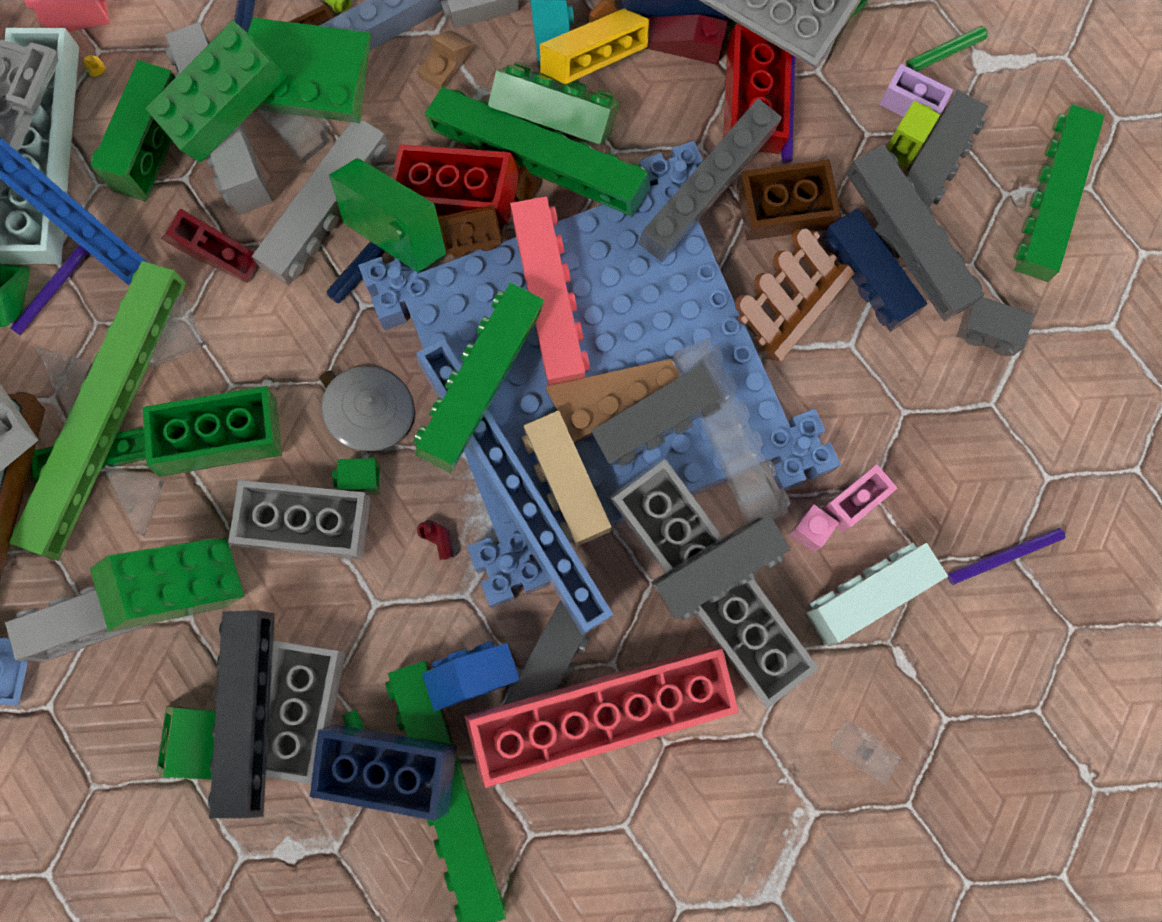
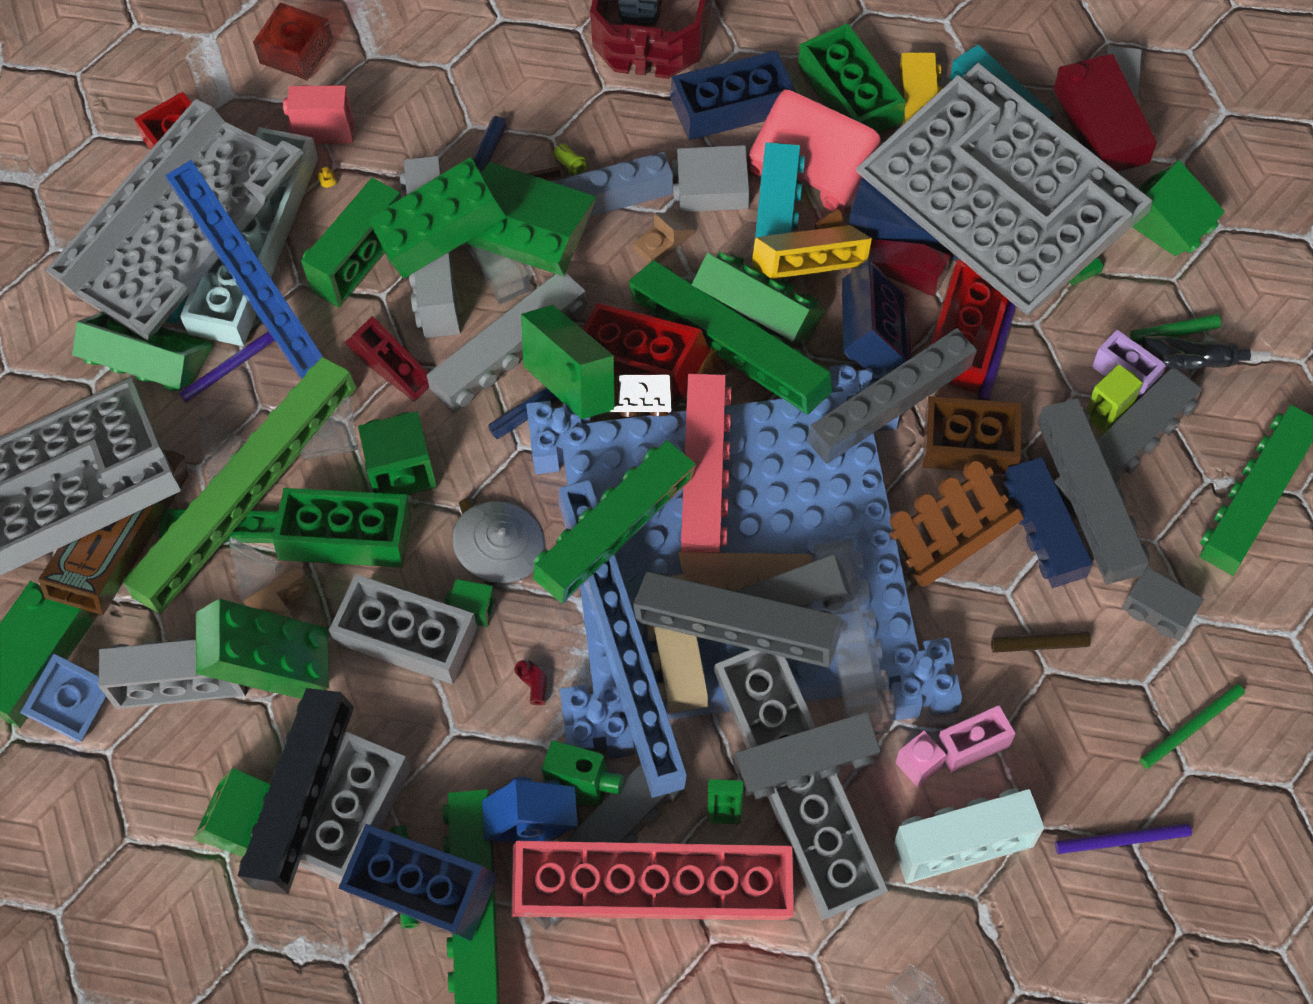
camera: 20 degrees right, 15 degrees down
(163, 520) = (279, 592): none -> medium nougat slope
(244, 345) = (397, 455): none -> green slope
(499, 622) = (582, 770): none -> green torso
(624, 449) = (737, 619): none -> dark grey brick
(650, 621) = (724, 801): none -> green tile
(671, 103) = (874, 319): none -> dark blue slope
(893, 387) = (1040, 641): none -> dark brown piece
(972, 73) = (1192, 354): none -> black piece
(1043, 435) = (1192, 726): none -> green bar

